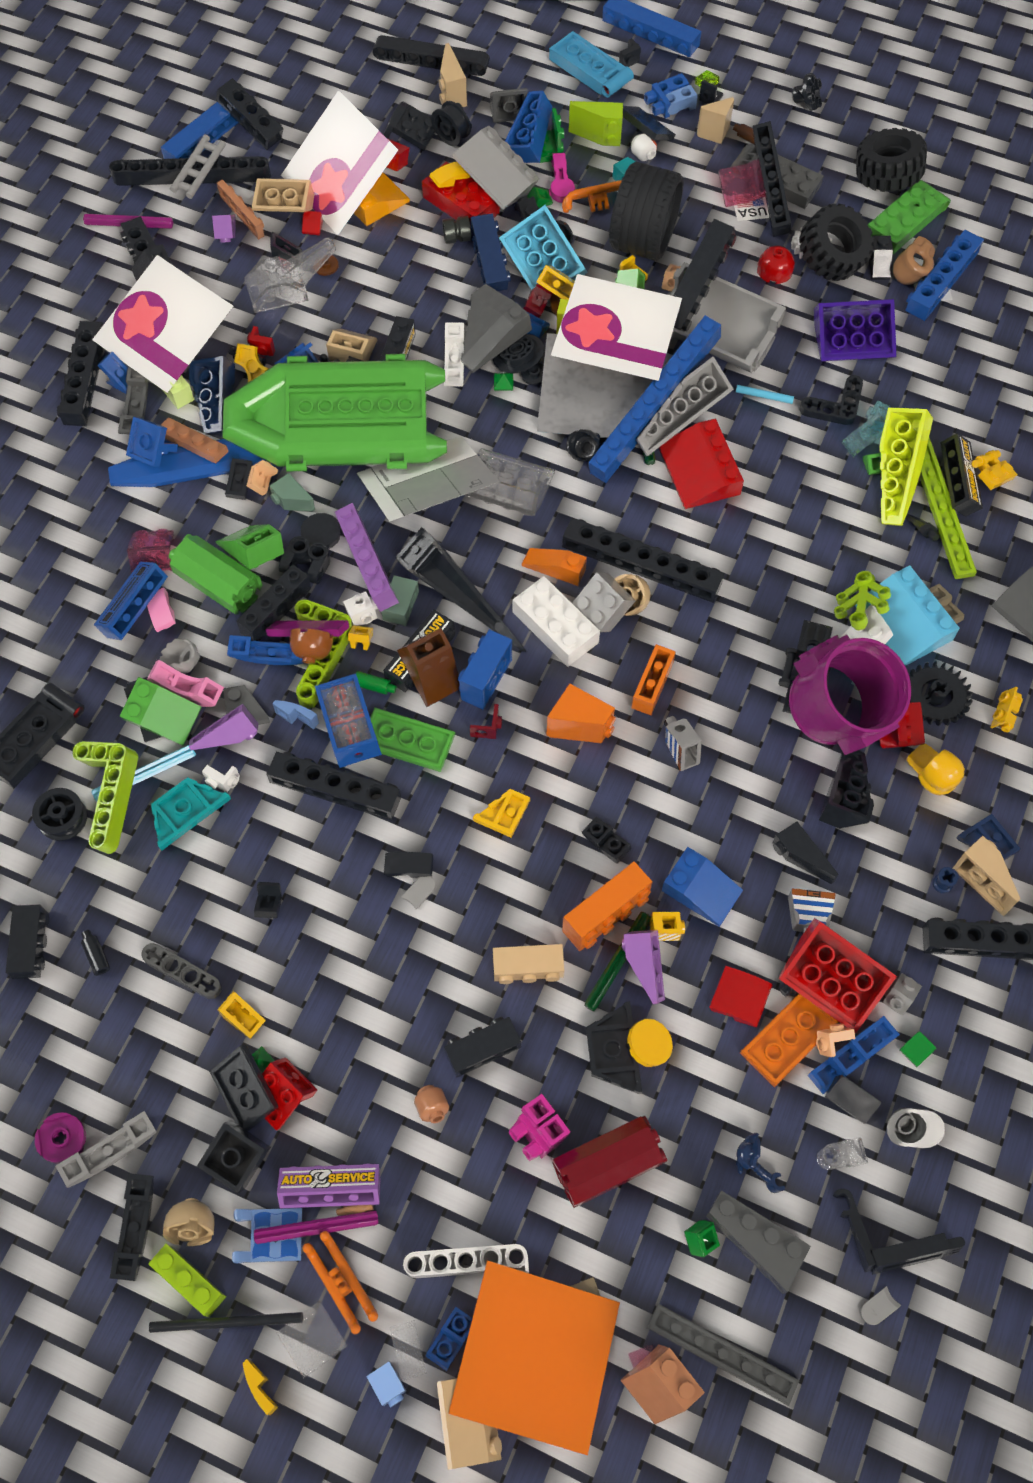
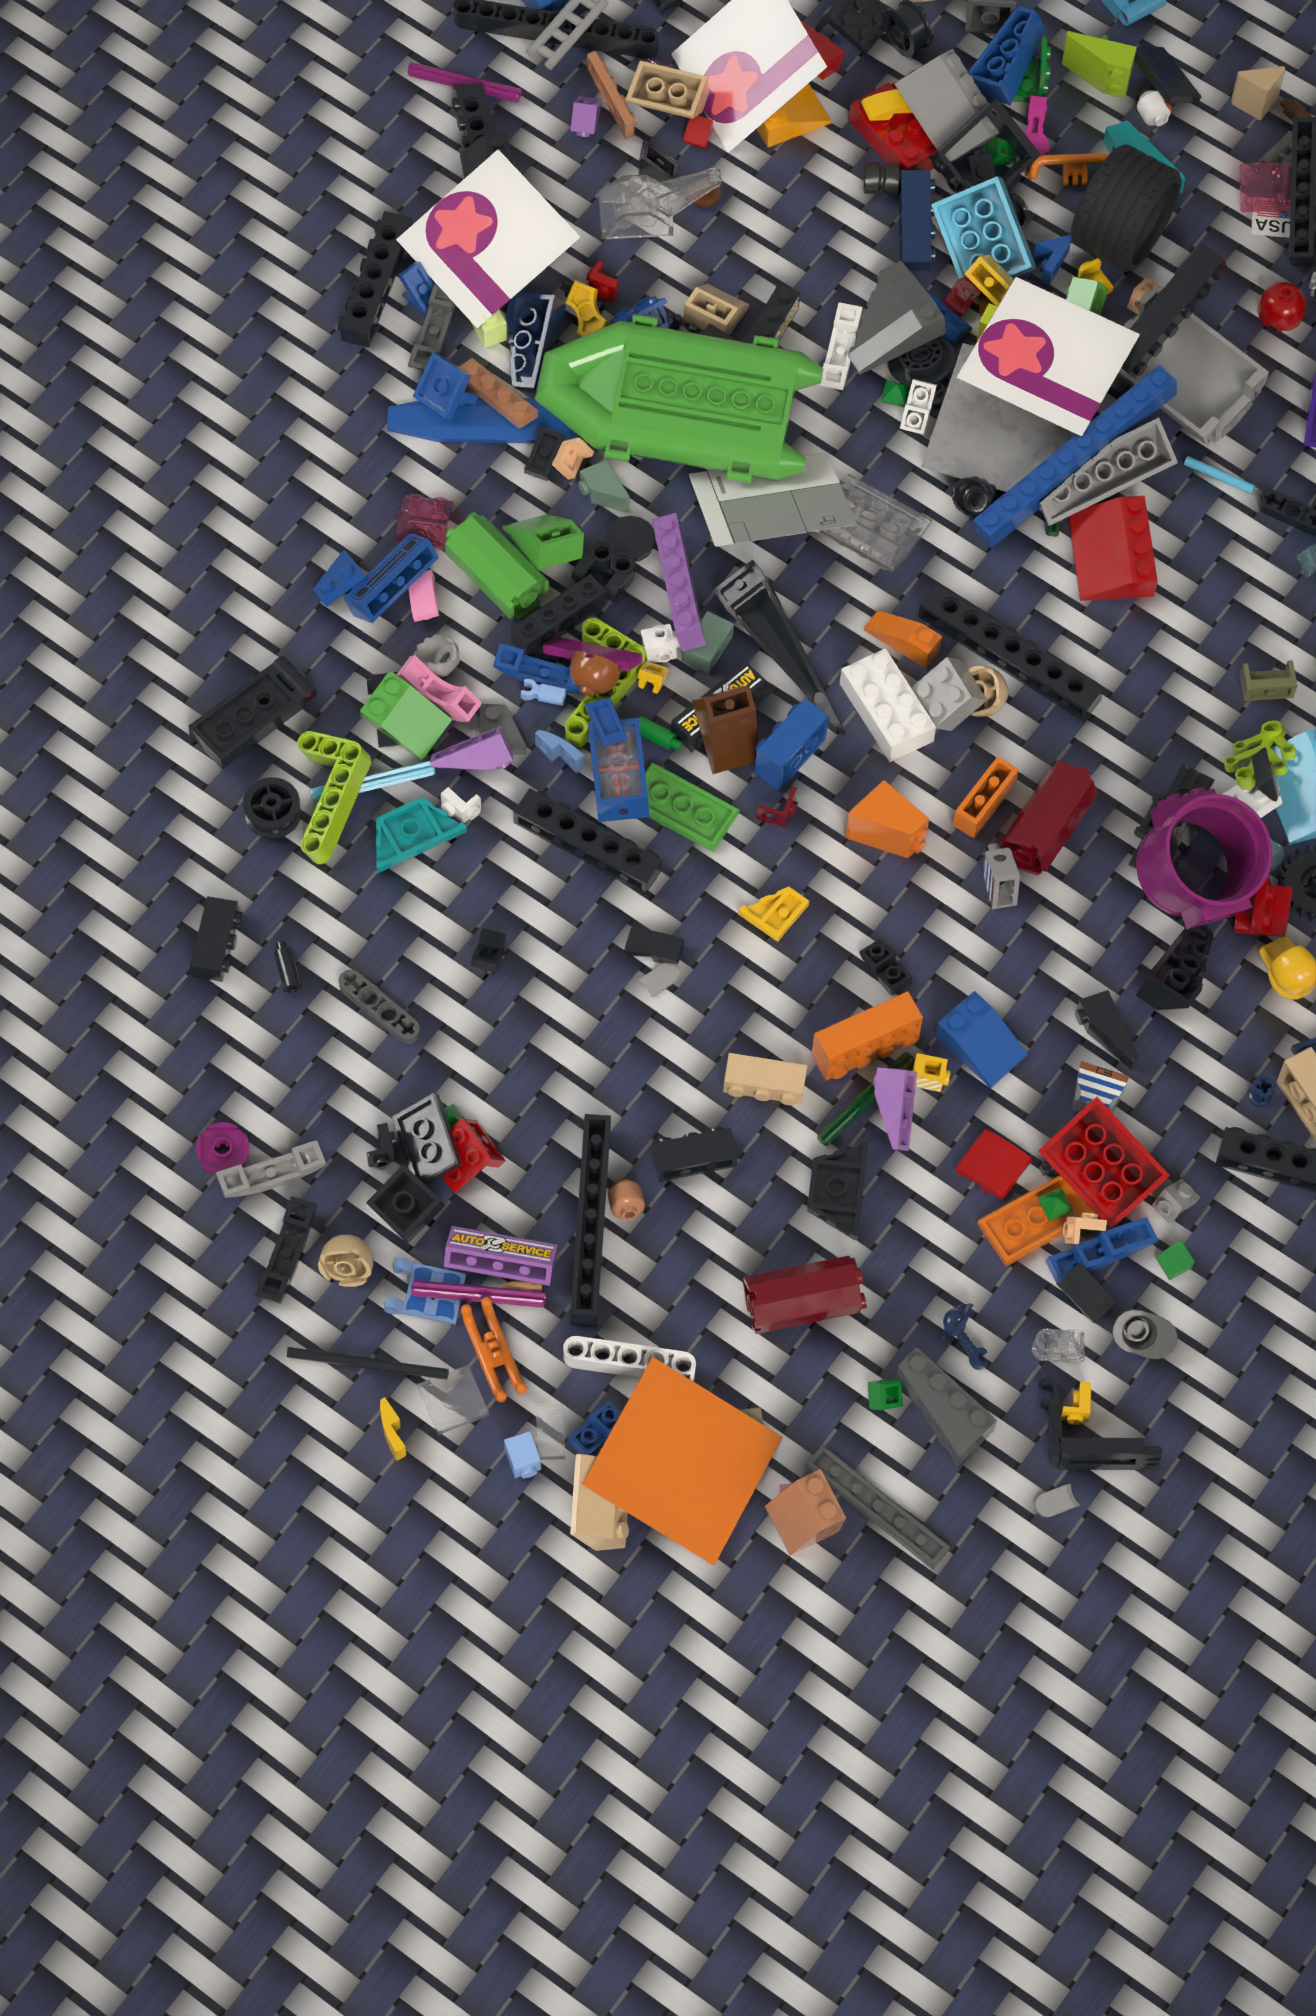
camera: 10 degrees right, 0 degrees up
(88, 610) = (338, 579): none -> blue wing
(187, 1280) = (335, 1313): lime brick -> none
(208, 1097) = (385, 1155): none -> black bracket
(241, 1015) = (436, 1065): yellow slope -> none
(274, 668) = (544, 692): none -> light blue bar
(329, 682) = (606, 721): none -> blue tile
(404, 1134) = (590, 1220): none -> black brick
(523, 387) = (918, 406): none -> white slope
(539, 1128) = (737, 1247): dark pink hips -> none
(541, 174) = (1009, 130): none -> black window
(596, 259) = (1052, 254): none -> blue slope
(649, 1043) = (879, 1189): yellow tile -> none
(671, 96) = (1209, 41): hips -> none
(707, 76) = (1265, 25): clear neon green tile -> none
(709, 92) = (1260, 47): black bracket -> none
(710, 685) = (1050, 817): none -> dark red brick
(803, 1022) = (1055, 1204): none -> green slope
(849, 543) = (1268, 684): none -> olive panel
(875, 614) = (1264, 774): none -> black slope
(877, 1203) = (1081, 1405): none -> yellow bracket

